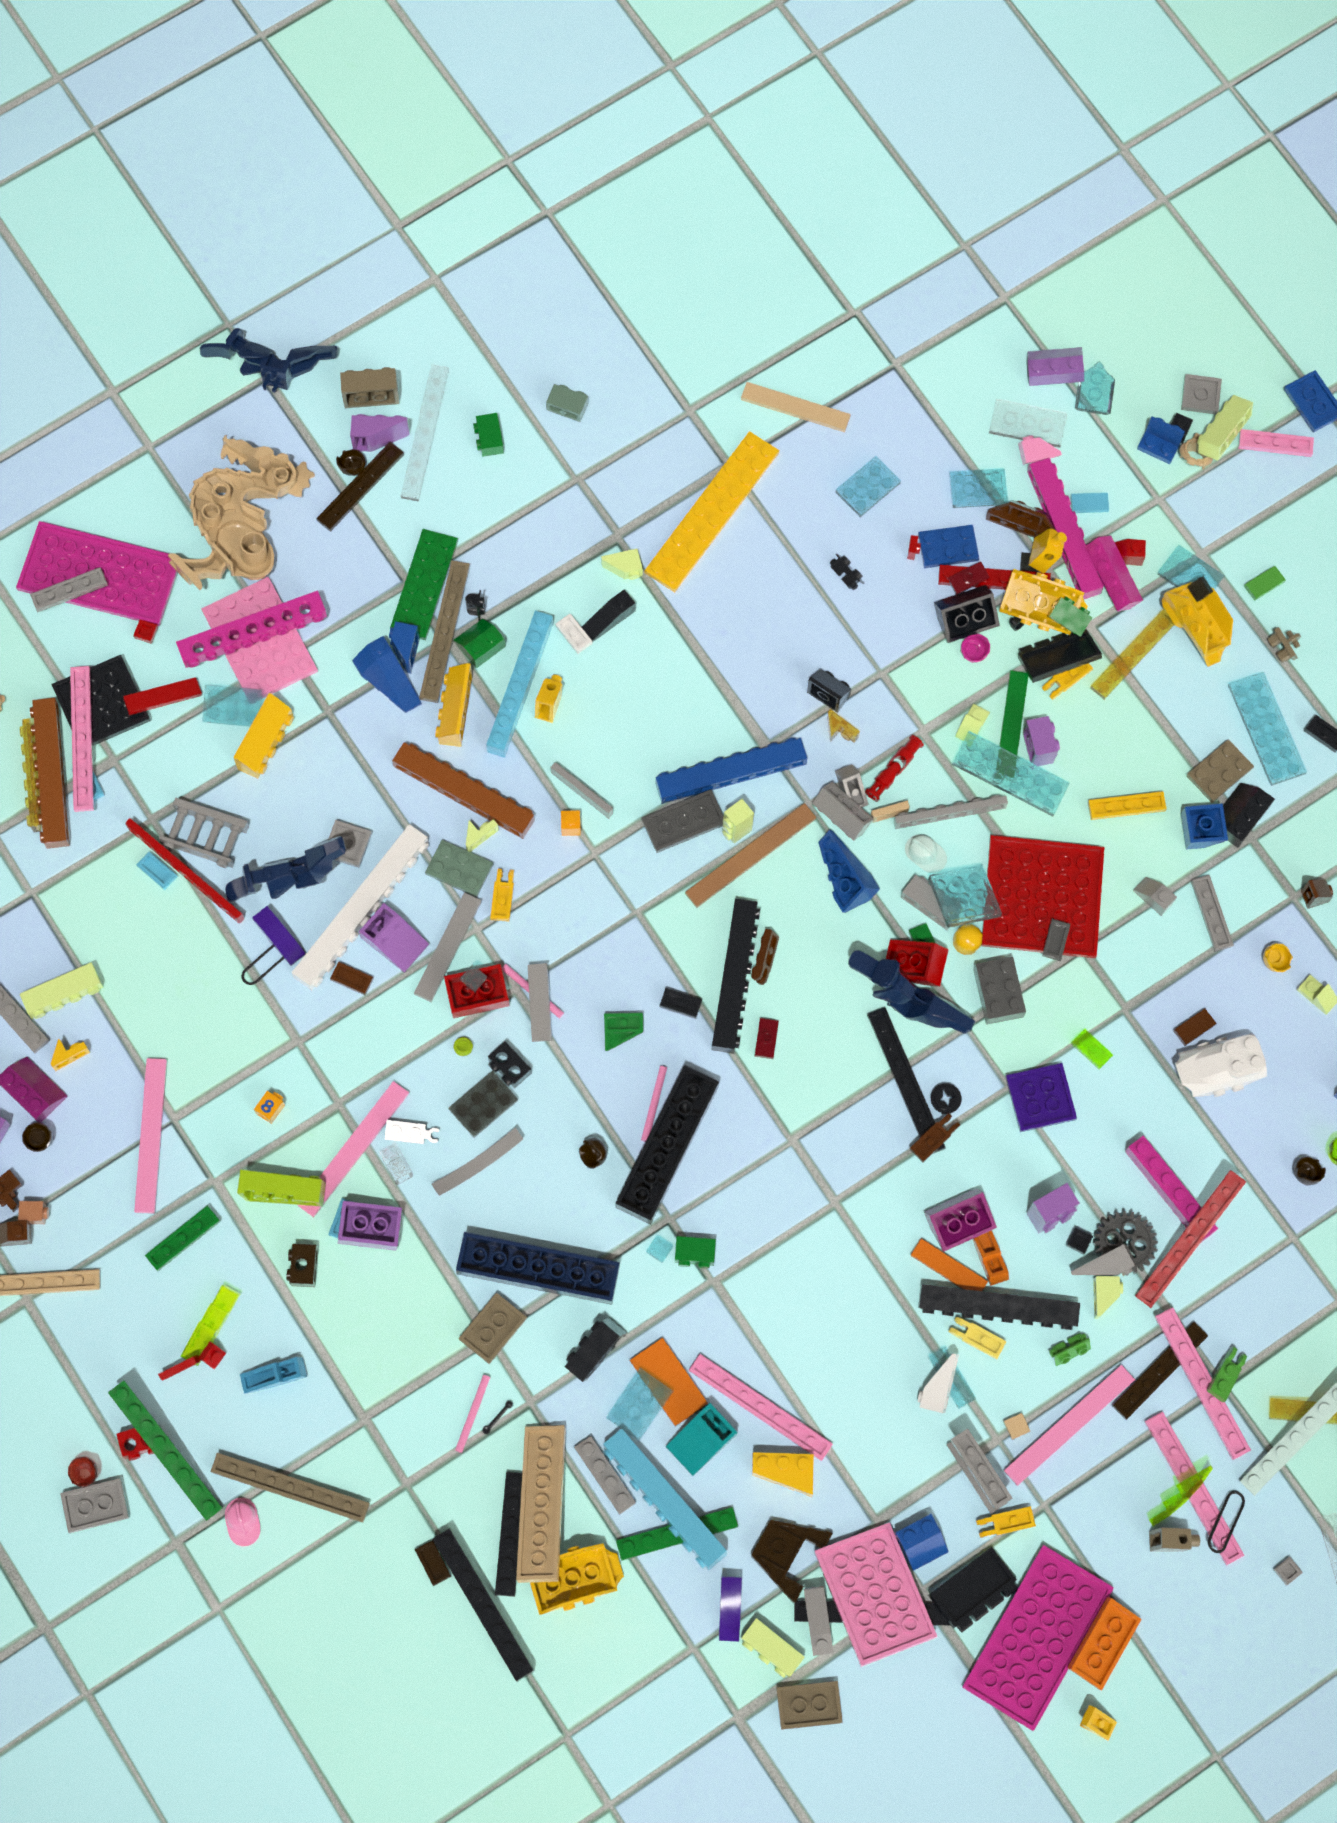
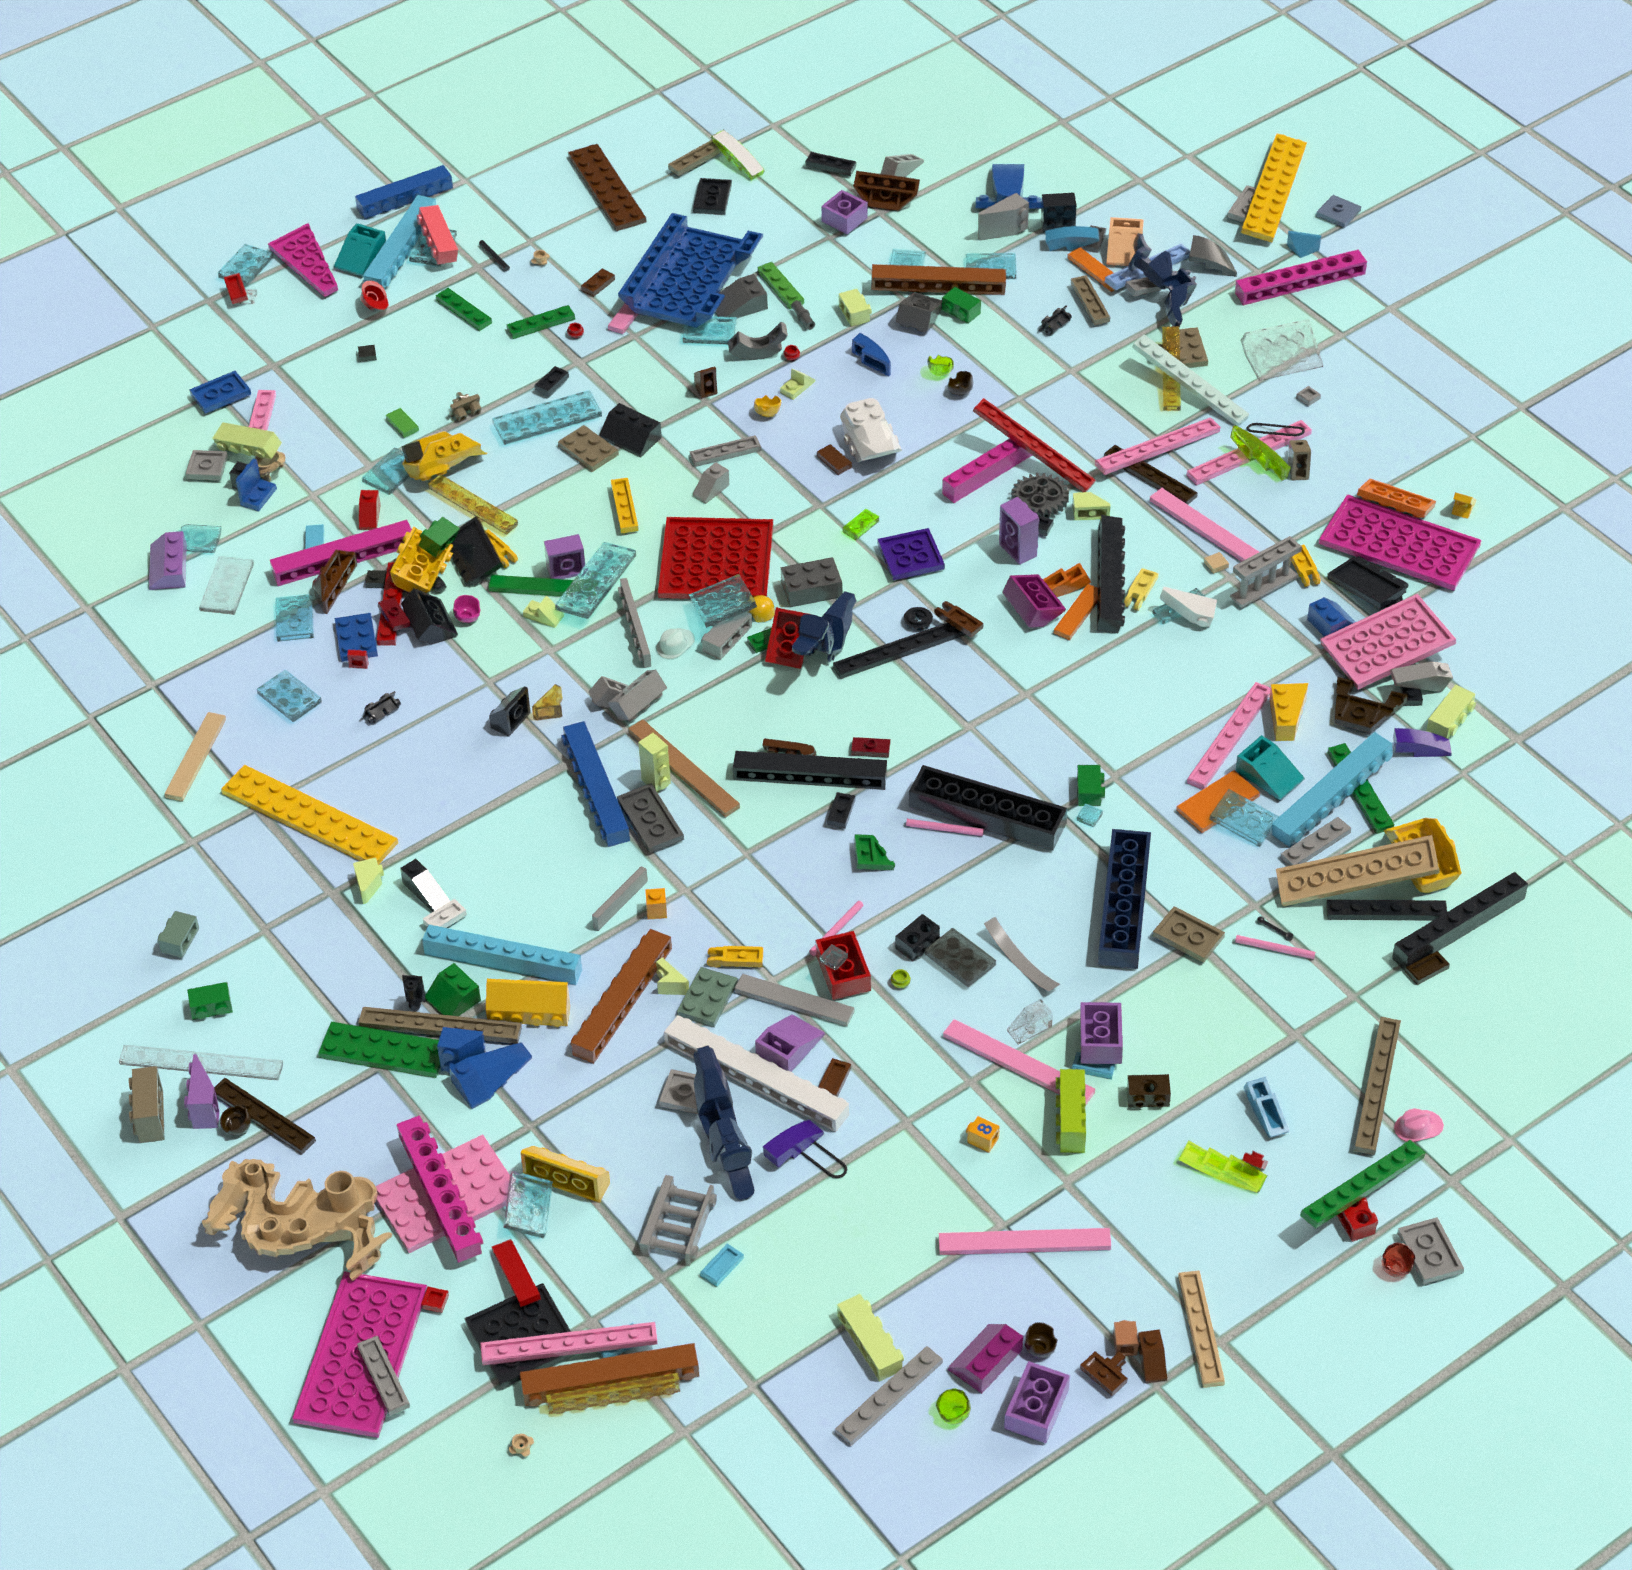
camera: 90 degrees left, 25 degrees down
(65, 1057) = (943, 1325): yellow slope -> none
(179, 1367) = (1273, 1184): red tile -> none
(182, 1238) = (1134, 1199): green plate -> none
(184, 871) = (721, 1235): red tile -> none
(260, 359) = (97, 1217): dark blue piece -> none
(408, 1132) = (996, 1015): plate -> none
(539, 1002) = (850, 916): light grey tile -> none
(548, 698) = (520, 926): yellow torso -> none
(593, 1152) = (1002, 864): dark brown hair -> none
(594, 1348) = (1196, 849): black wedge -> none
(809, 1705) = (1495, 687): dark tan plate -> none
(850, 879) = (705, 692): blue wedge -> none
(886, 777) = (588, 663): red piece -> none
(889, 811) = (634, 661): tan tile -> none
(1036, 449) = (259, 573): bright pink slope -> none
(1047, 549) = (367, 555): yellow torso -> none
(1056, 940) = (760, 543): dark grey tile -> none
(1078, 1344) = (1145, 533): bright green hinge -> none
(1111, 1263) = (1062, 495): light grey slope -> none
(1114, 573) = (392, 513): dark pink brick -> none
(1203, 826) = (645, 451): blue slope -> none
(1226, 1375) = (1147, 429): bright green hinge -> none

